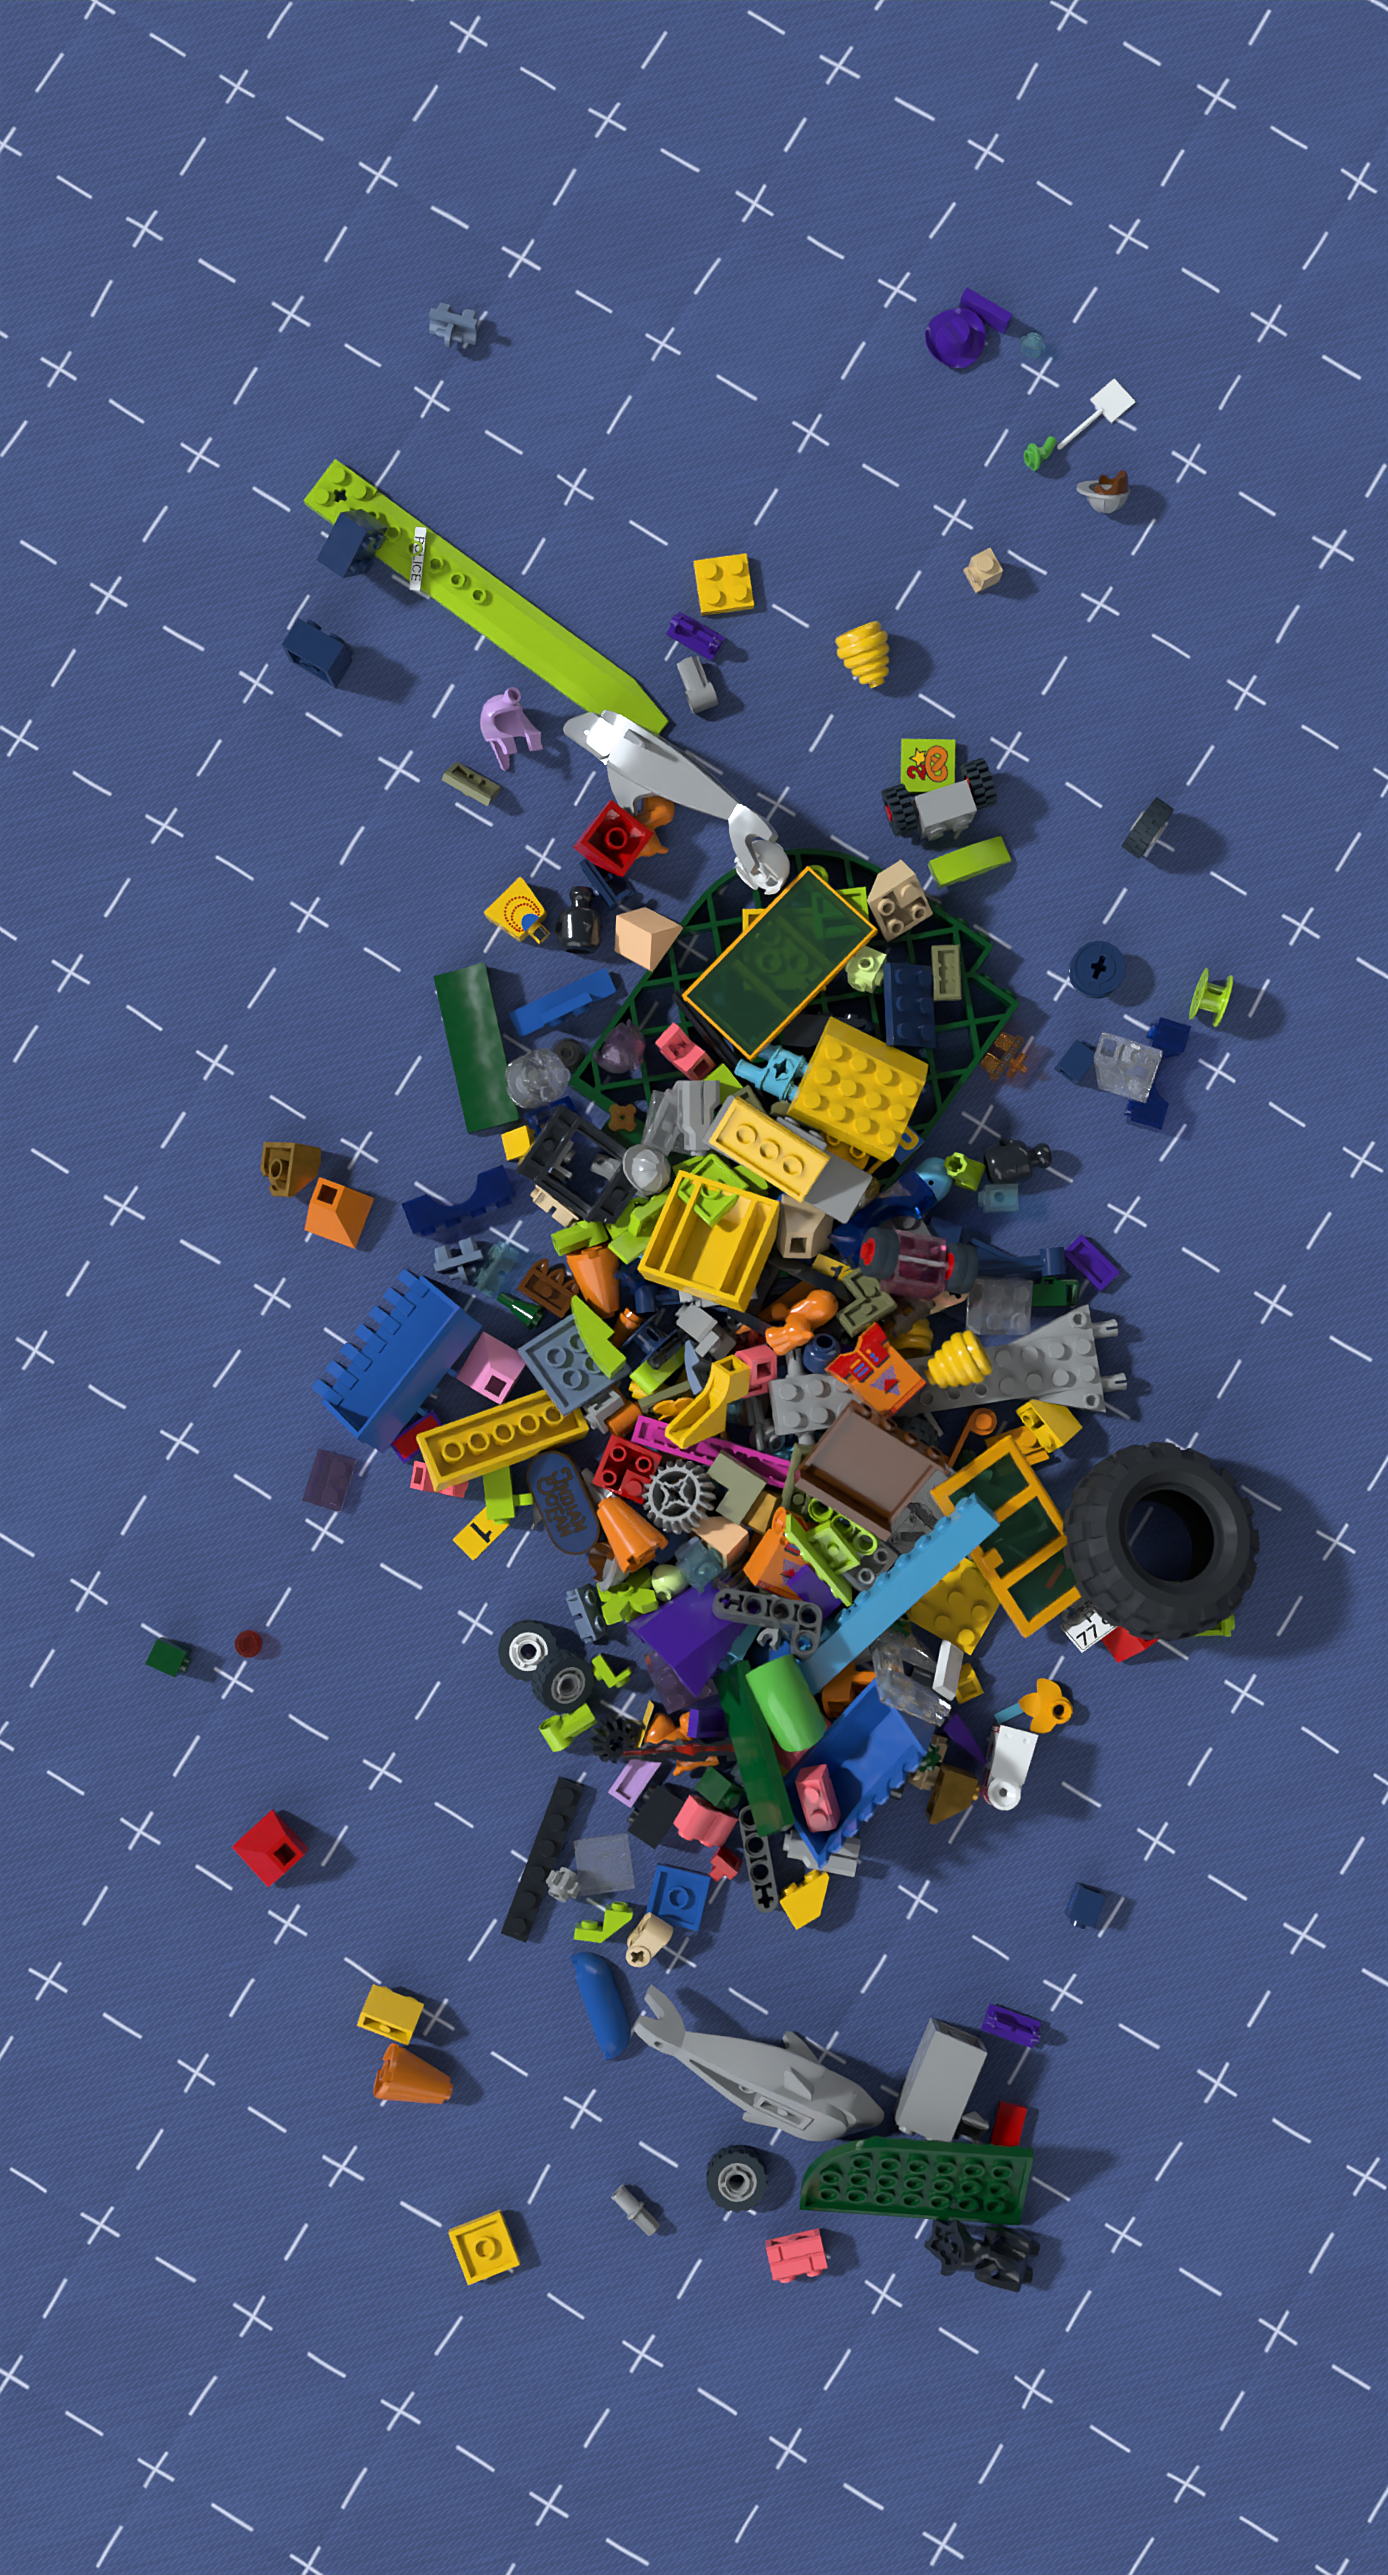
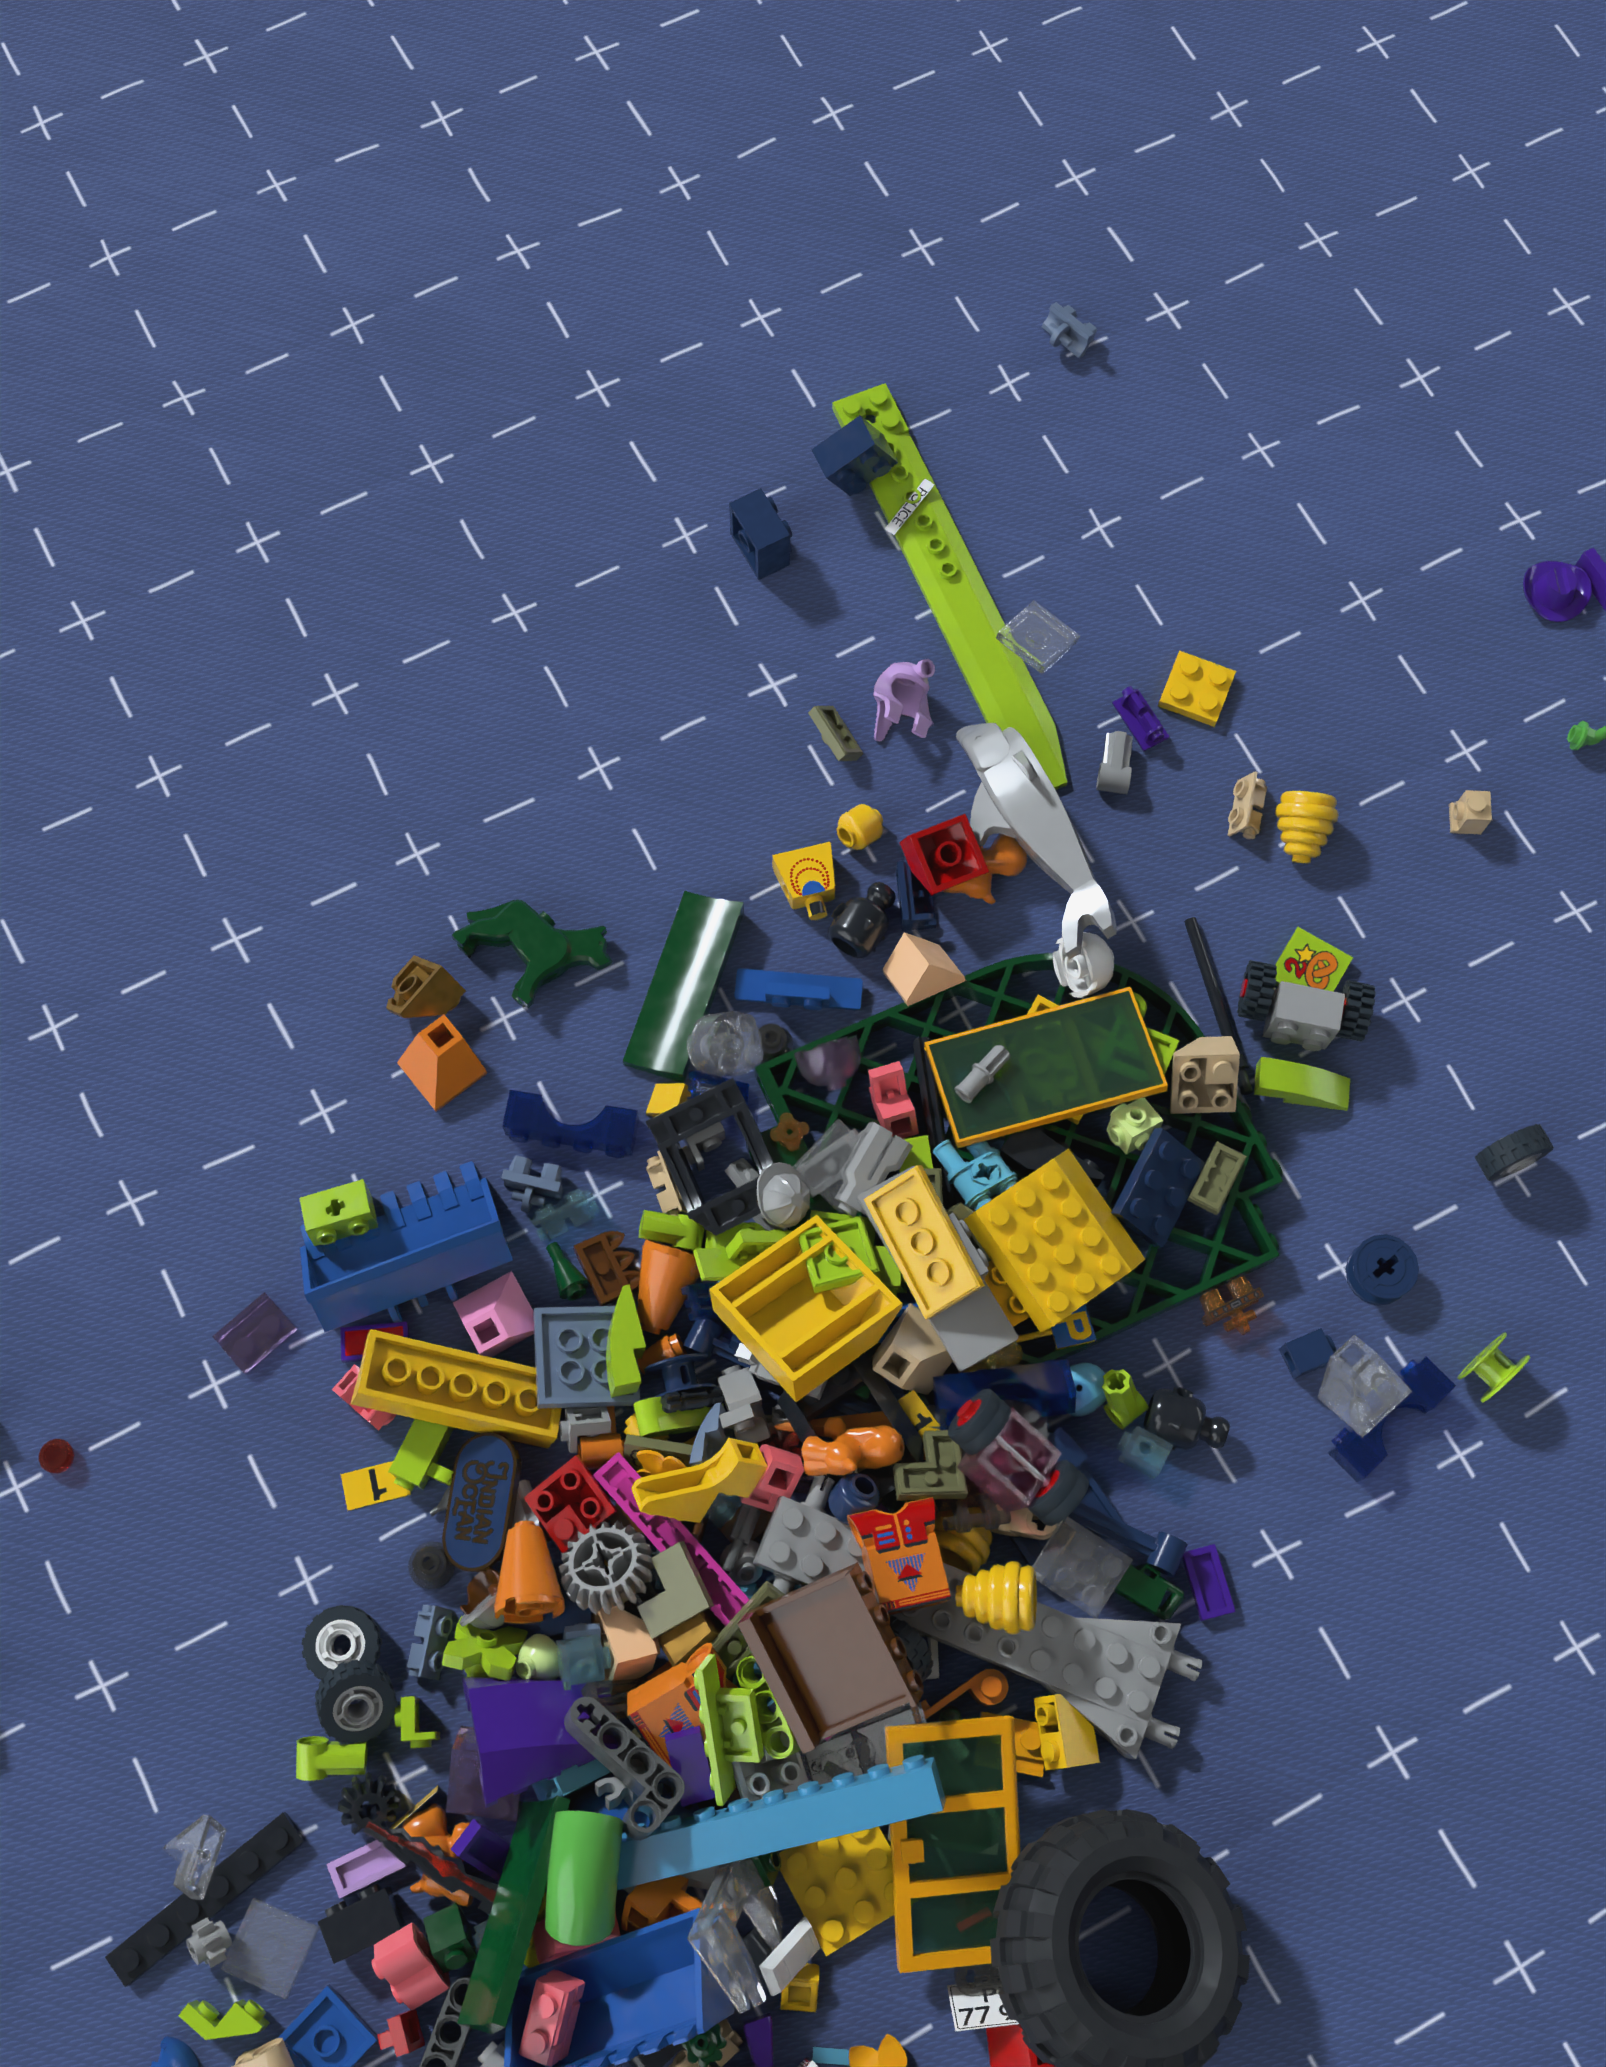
camera: 25 degrees right, 15 degrees down
(322, 1367) = (338, 1213): none -> lime brick
(352, 1081) = (539, 945): none -> dark green animal
(519, 1833) = (197, 1852): none -> clear slope
(534, 849) = (860, 827): none -> yellow head
(552, 1572) = (420, 1570): none -> clear smoke cone
(579, 612) = (1037, 637): none -> clear tile
(738, 997) = (982, 1073): none -> light grey axle
(809, 650) = (1248, 793): none -> tan hinge
(872, 831) = (1216, 998): none -> black bar

